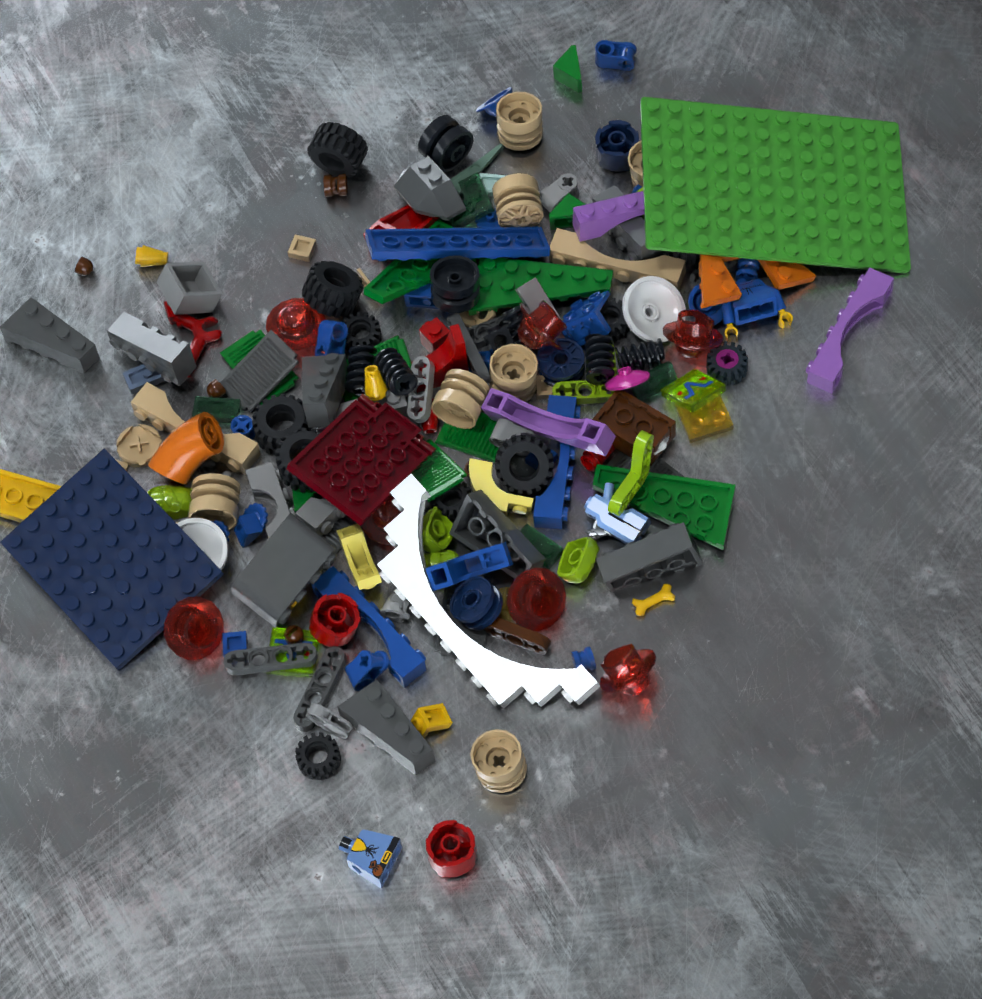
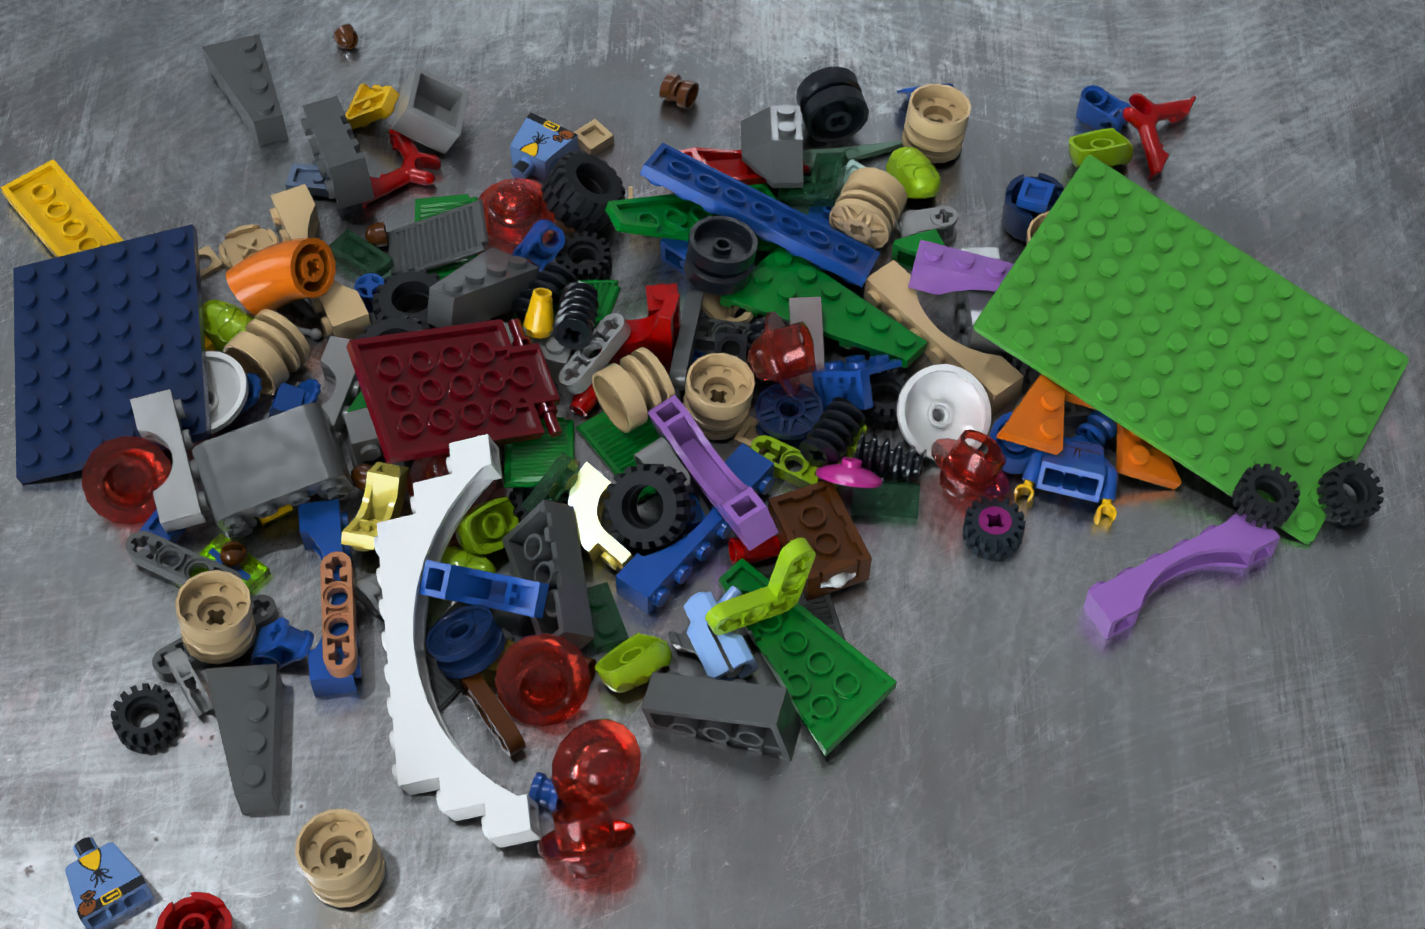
camera: 25 degrees right, 5 degrees down
(143, 302) = (371, 104): none -> yellow wing
(149, 256) = (419, 56): yellow cone -> none
(195, 580) = (178, 498): none -> light grey arch
(277, 274) = (540, 147): none -> medium blue torso
(321, 662) = (215, 616): none -> tan wheel
(332, 632) = (282, 581): red brick -> none
(334, 541) = (359, 475): none -> reddish brown hinge
(337, 149) = (705, 50): black tyre -> none
(392, 629) = (338, 613): none -> nougat beam
(431, 719) = (308, 754): yellow bracket -> none
(462, 476) = (558, 478): none -> clear green plate
(526, 161) = (914, 172): none -> lime piece
(568, 71) = (1037, 99): green slope -> none
(602, 626) = (596, 763): none -> clear red helmet
(619, 139) = (1035, 195): none -> blue plate
(630, 83) = (1102, 144): none -> lime piece
(647, 49) = (1145, 118): none -> red piece
(664, 594) = (711, 769): yellow piece -> none
(693, 390) = (926, 535): clear neon green tile -> none
(705, 421) = (921, 575): clear yellow tile -> none
(875, 248) = (1272, 483): none -> black tyre
(922, 221) = (1337, 500): none -> black tyre

